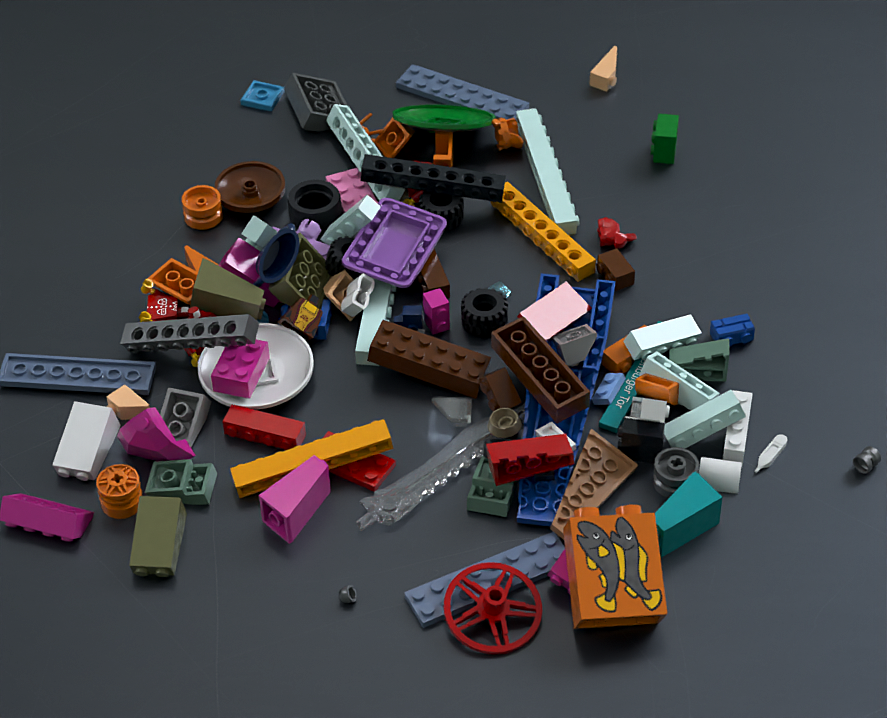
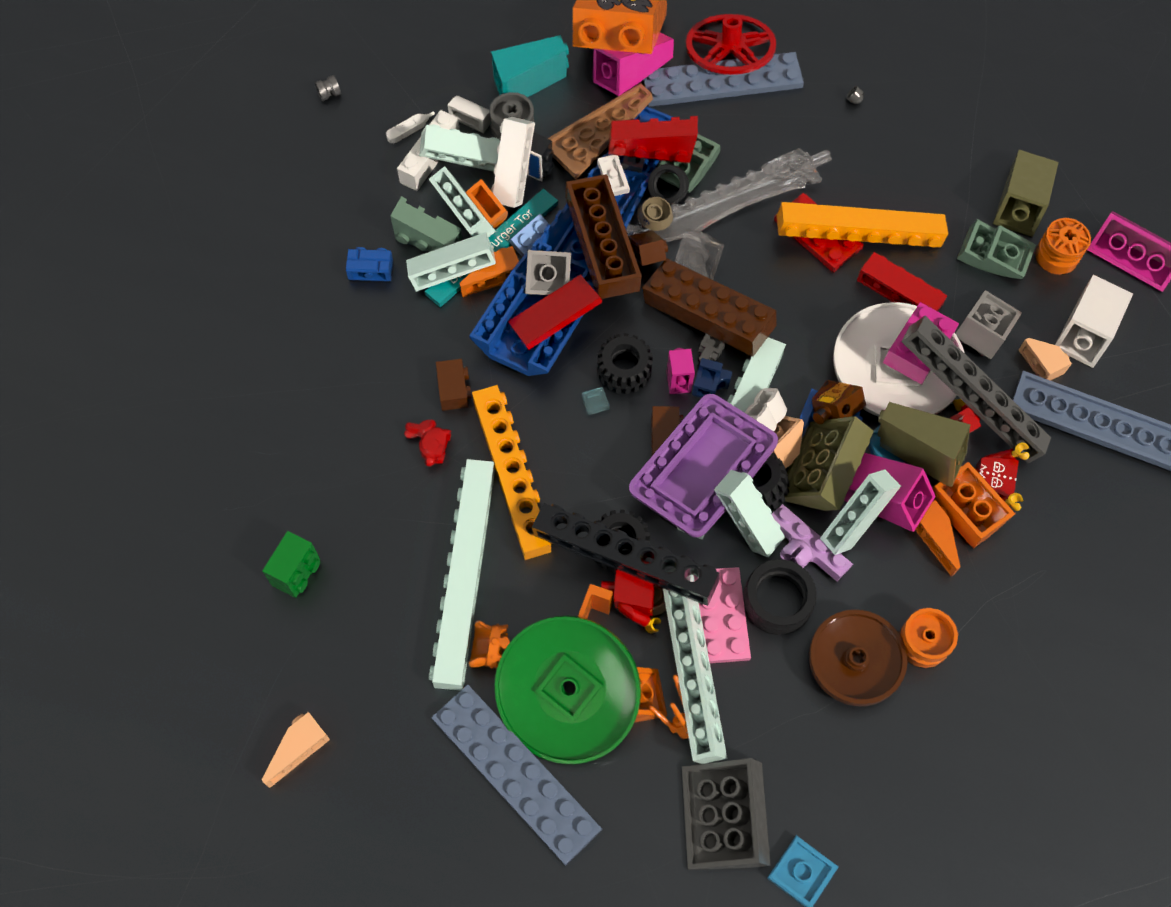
camera: 165 degrees left, 20 degrees up
(151, 439) = (1031, 278): dark pink brick -> none
(277, 256) = (862, 453): dark blue piece -> none
(295, 498) = (891, 182): dark pink slope -> none

